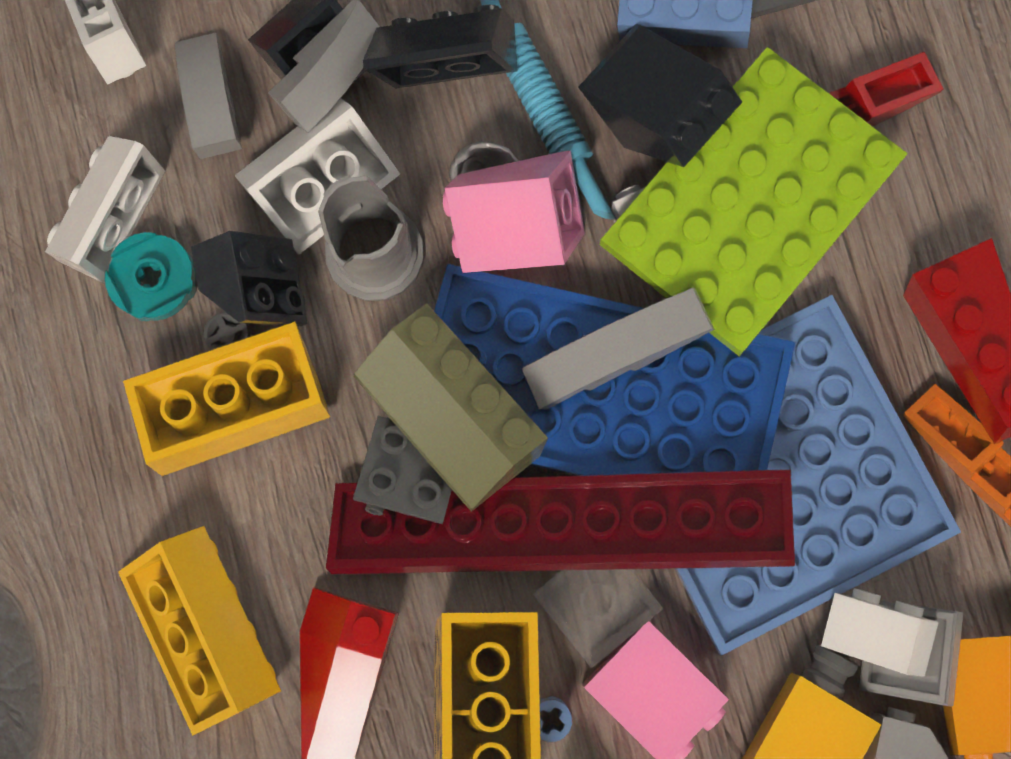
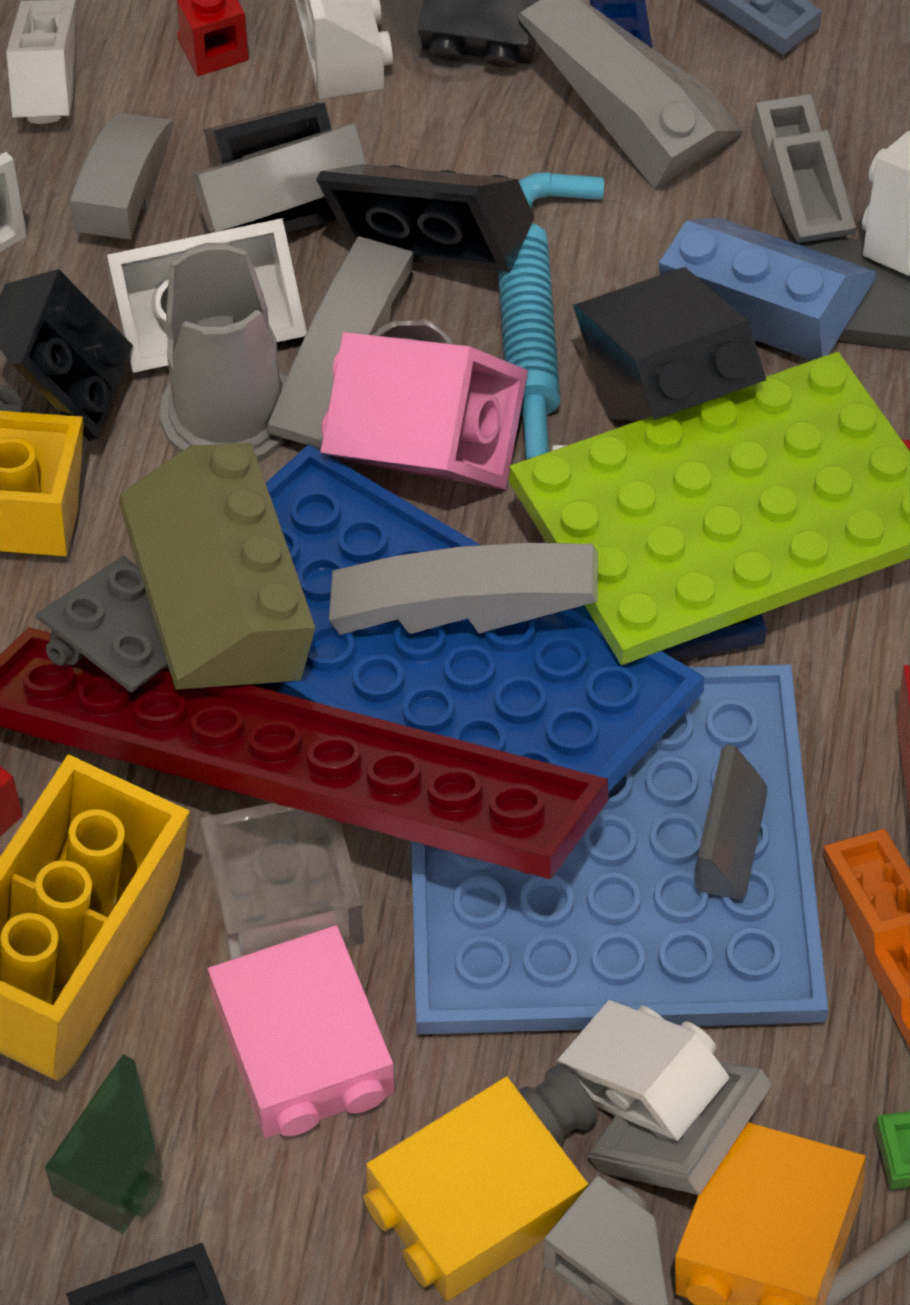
camera: 25 degrees right, 25 degrees down
(427, 171) = (354, 303): none -> light grey slope
(553, 732) = (146, 984): medium blue bush -> none
(852, 438) = (731, 827): none -> dark grey slope

